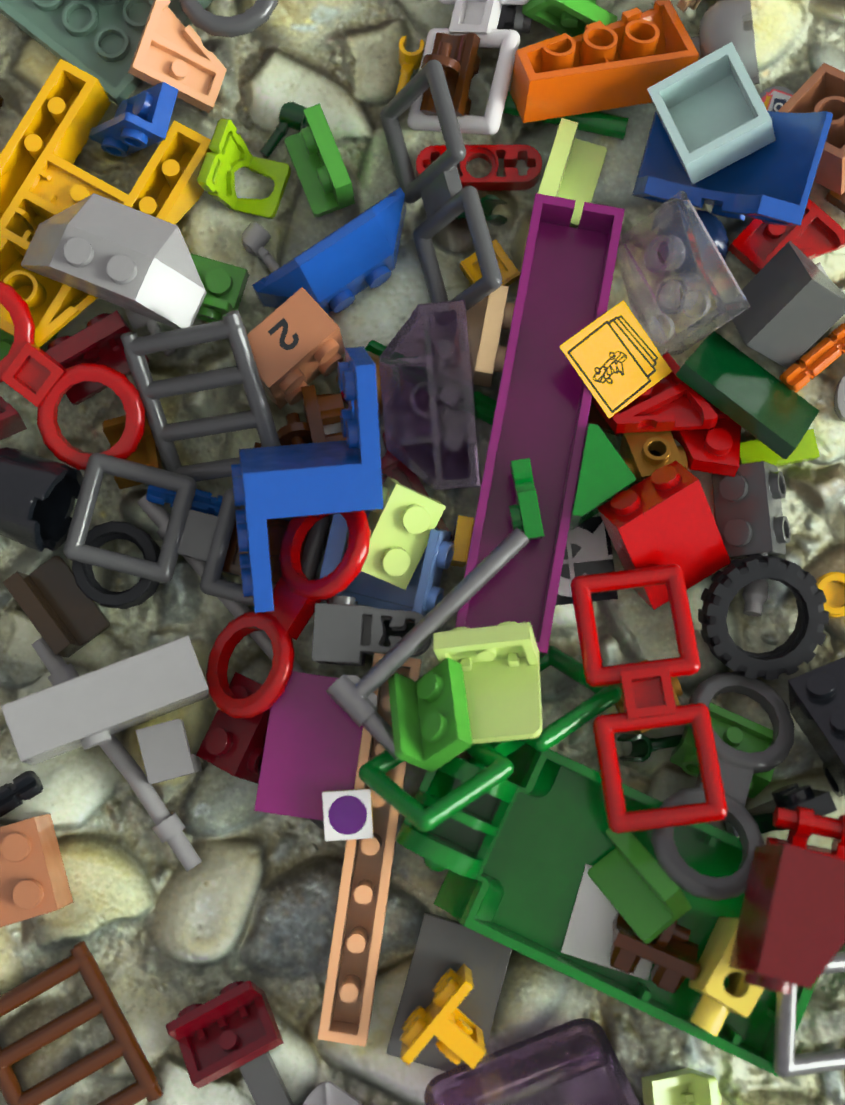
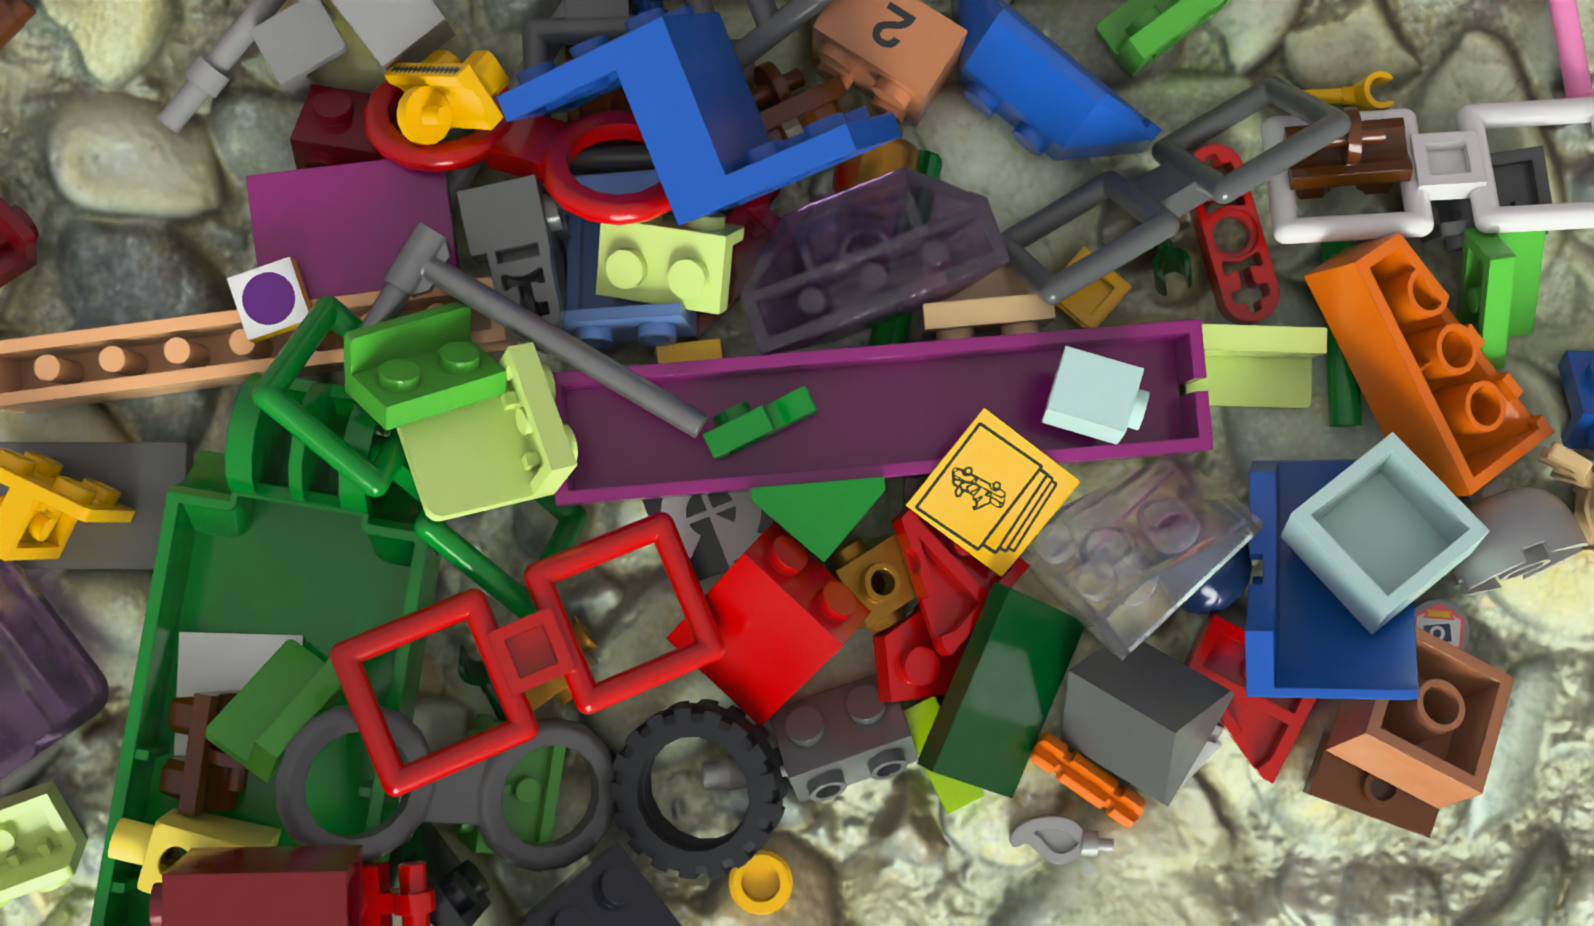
camera: 70 degrees right, 5 degrees up
(241, 651) = (447, 94): none -> yellow hips
(571, 272) = (1095, 396): none -> light aqua brick

